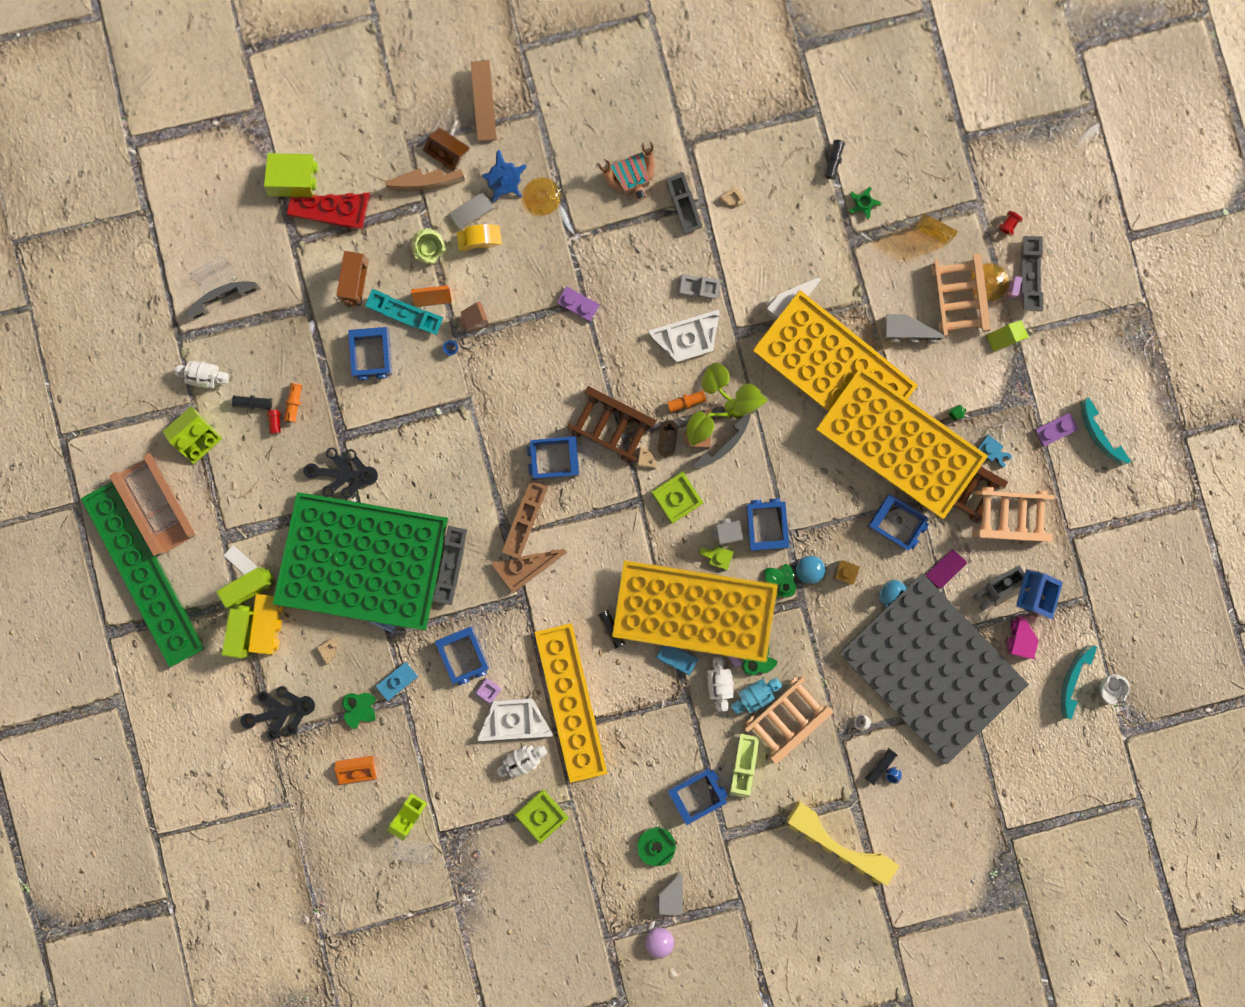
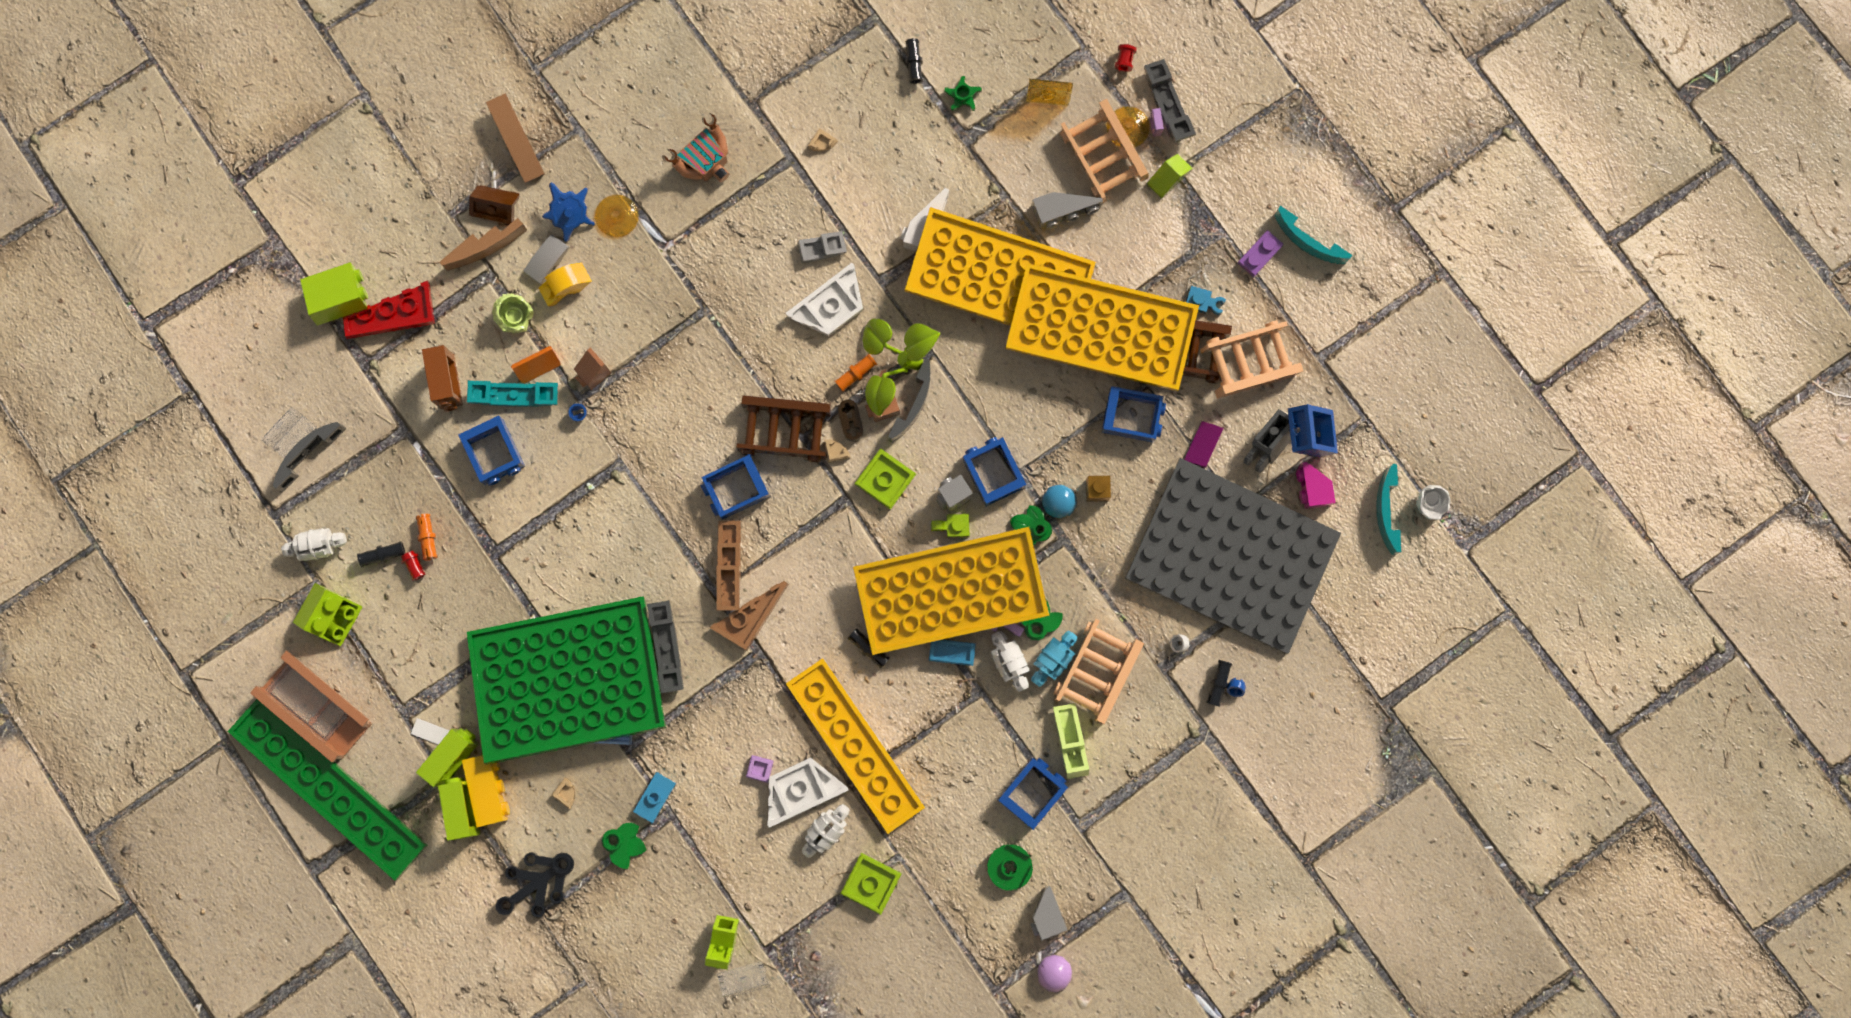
camera: 25 degrees left, 5 degrees down
(343, 473) = (511, 593): black plant -> none
(355, 770) = (645, 914): orange slope -> none
(457, 636) = (700, 723): blue window -> none
(578, 304) = (699, 314): medium lavender plate -> none
(683, 202) = (770, 165): dark grey slope -> none
(875, 864) = (1164, 774): light yellow arch -> none
(890, 591) = (1153, 490): dark azure hair -> none
(956, 412) = (1148, 275): green piece -> none

